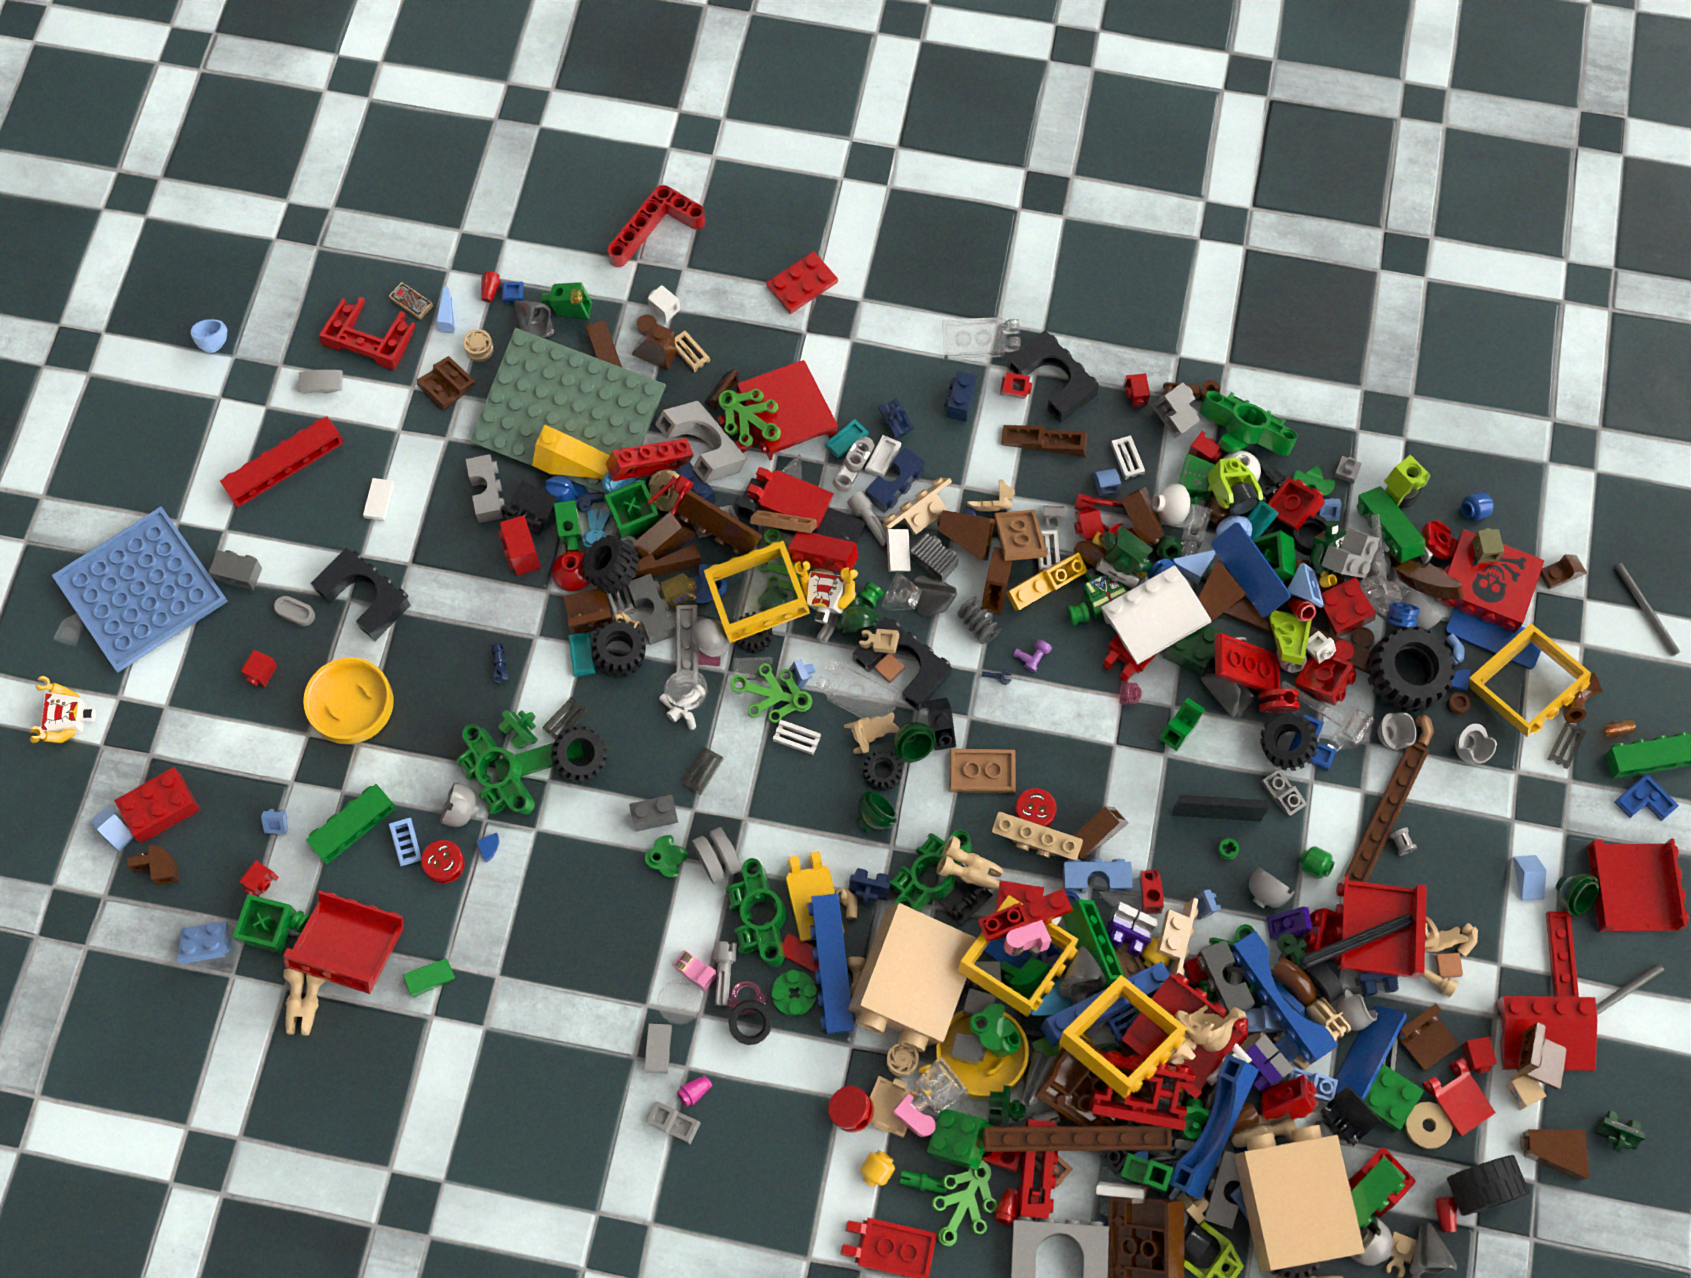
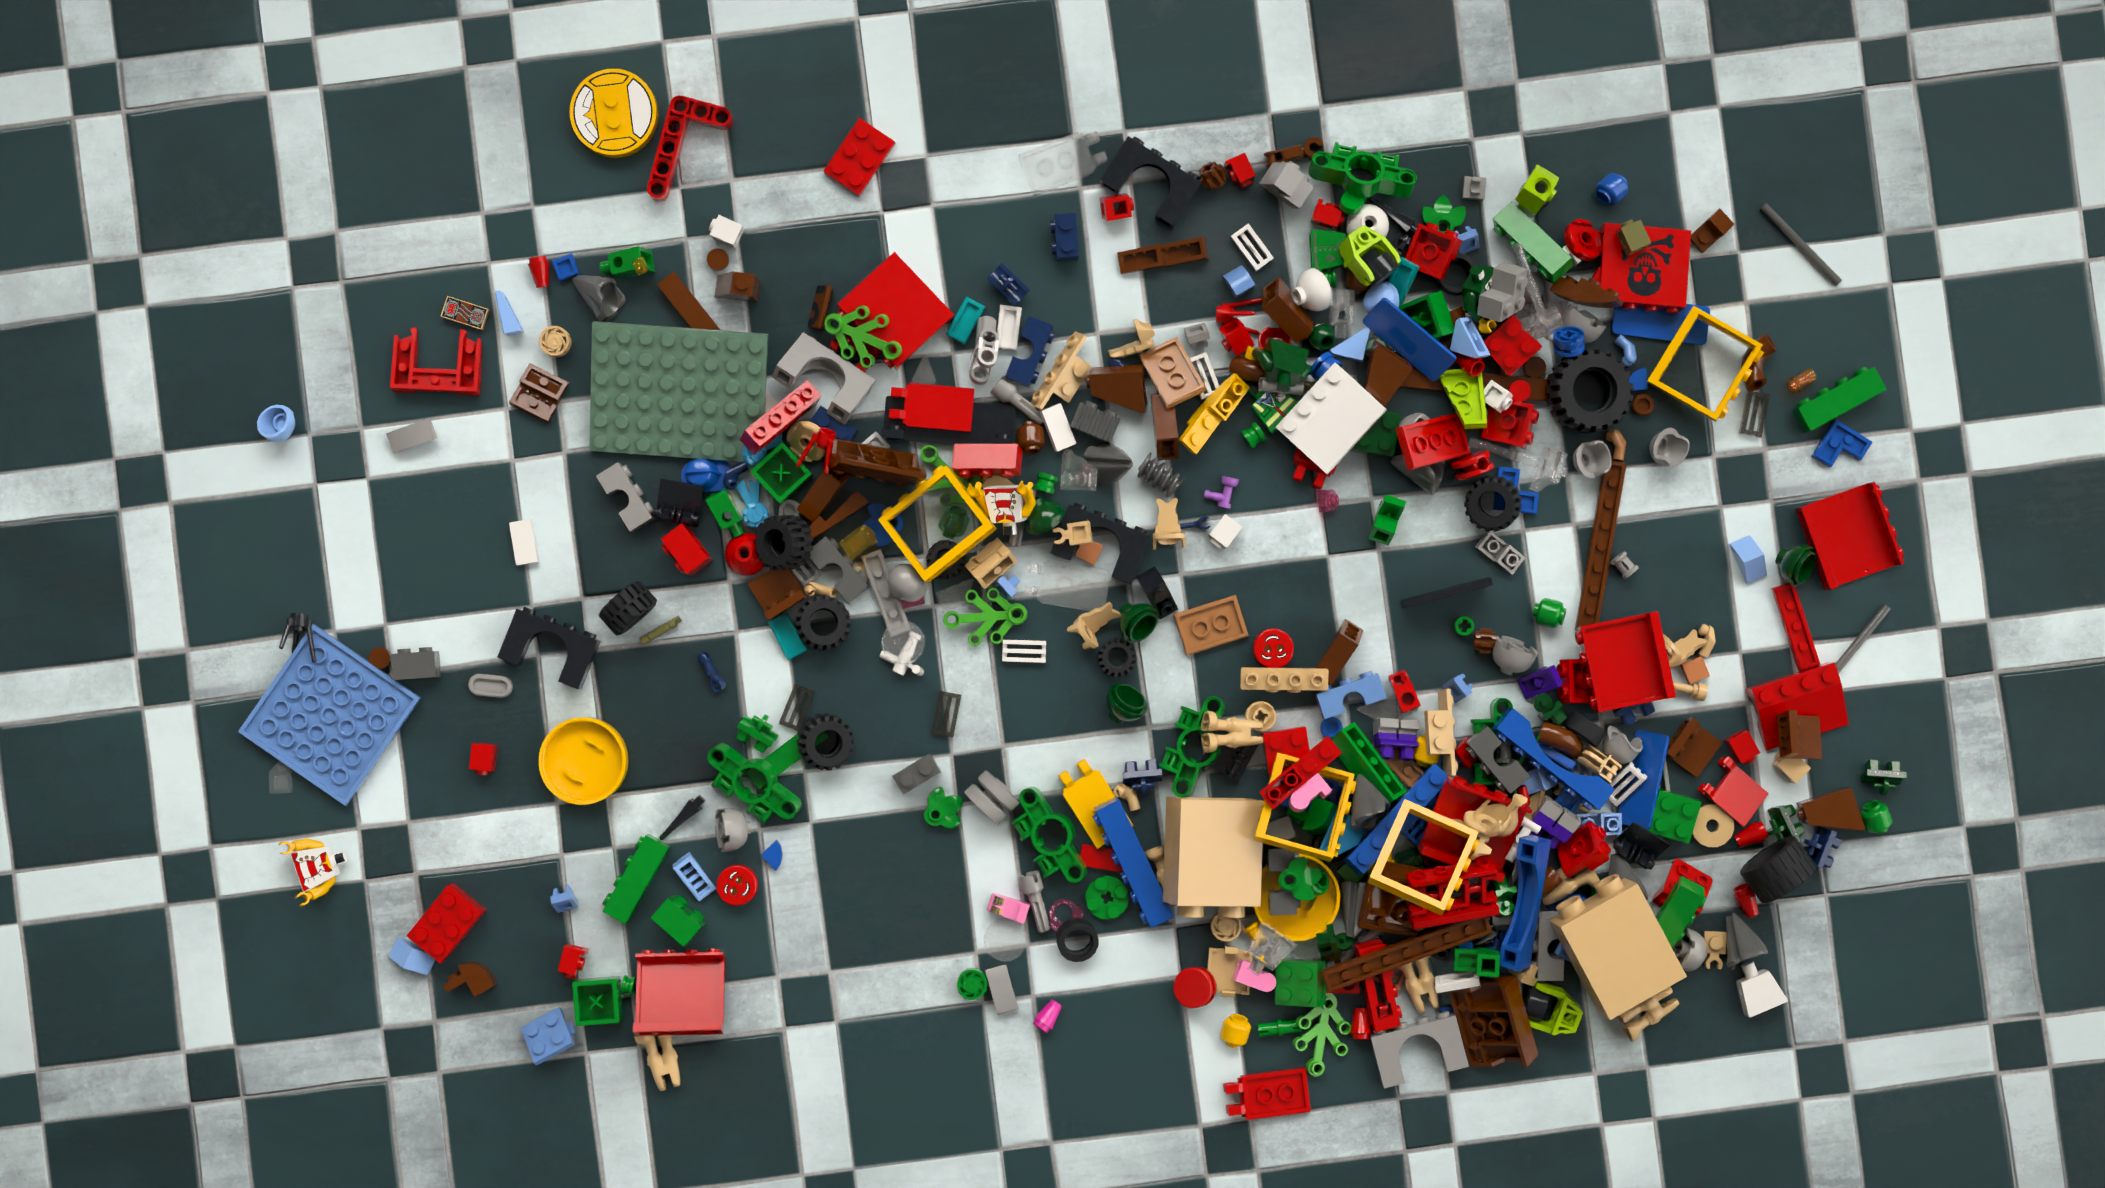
camera: 20 degrees left, 20 degrees up
(148, 501) = (298, 623): none -> black plant
(206, 555) = (380, 657): none -> reddish brown tile
(282, 461) = (410, 536): red brick -> none
(374, 871) = (679, 919): none -> green brick
(426, 779) = (690, 809): none -> black piece
(428, 977) = (768, 995): green slope -> none
(446, 576) = (627, 607): none -> black tyre
(468, 612) = (660, 630): none -> olive wheel
(567, 456) = (698, 439): yellow wedge -> none
(605, 186) = (614, 113): none -> piece
(631, 1032) = (972, 983): none -> green wheel
(673, 1122) = (1039, 1050): light grey slope -> none
(699, 362) = (787, 284): tan tile -> none
(783, 521) = (936, 438): medium nougat tile -> none
(794, 646) = (991, 563): none -> tan brick
(870, 551) = (1030, 437): none -> reddish brown head
(970, 671) = (1168, 529): none -> tan hair
(1009, 865) = (1261, 712): none -> tan wheel
(1023, 689) = (1224, 532): none -> white brick
(1081, 1187) = (1420, 985): none -> tan piece
(1111, 386) = (1212, 175): none -> reddish brown gear
(1244, 867) = (1484, 640): none -> reddish brown gear
(1356, 941) = (1607, 687): black axle -> none
(1364, 1040) = (1635, 772): none -> white tile
(1468, 1147) = (1752, 834): none -> red cone
(1503, 1141) = (1782, 824): none -> dark green hips
(1537, 1182) = (1821, 845): none -> dark blue hips
(1604, 1172) = (1876, 817): none -> green head

